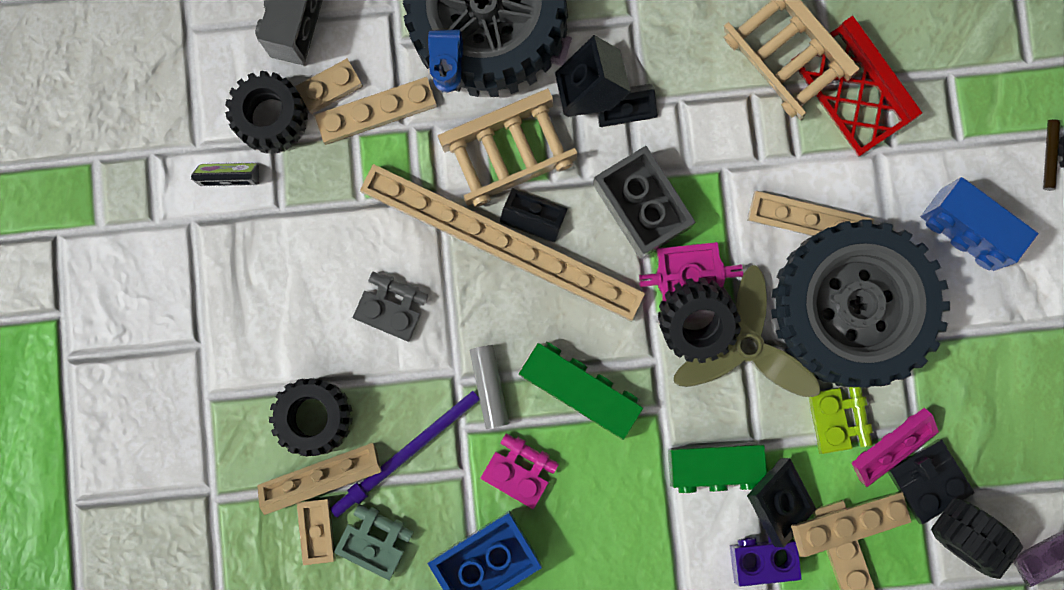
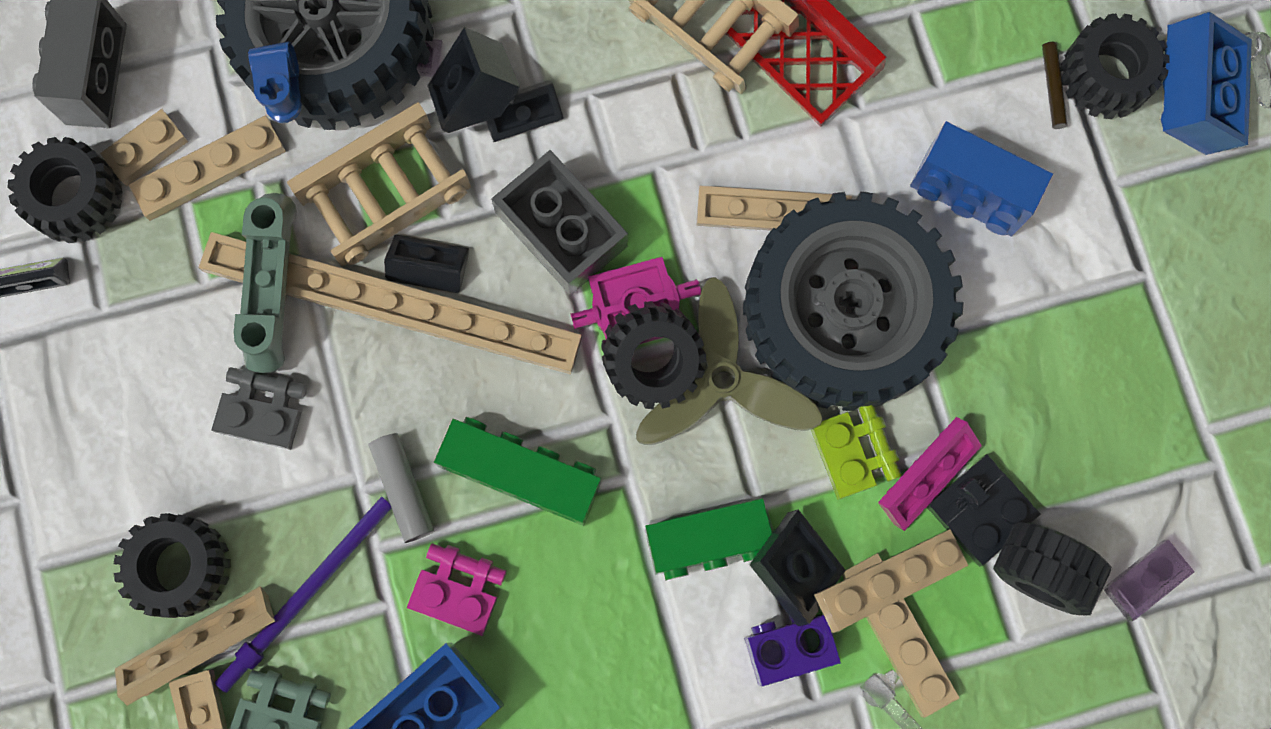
camera: 15 degrees left, 5 degrees down
(410, 210) = (261, 317): none -> sand green plate

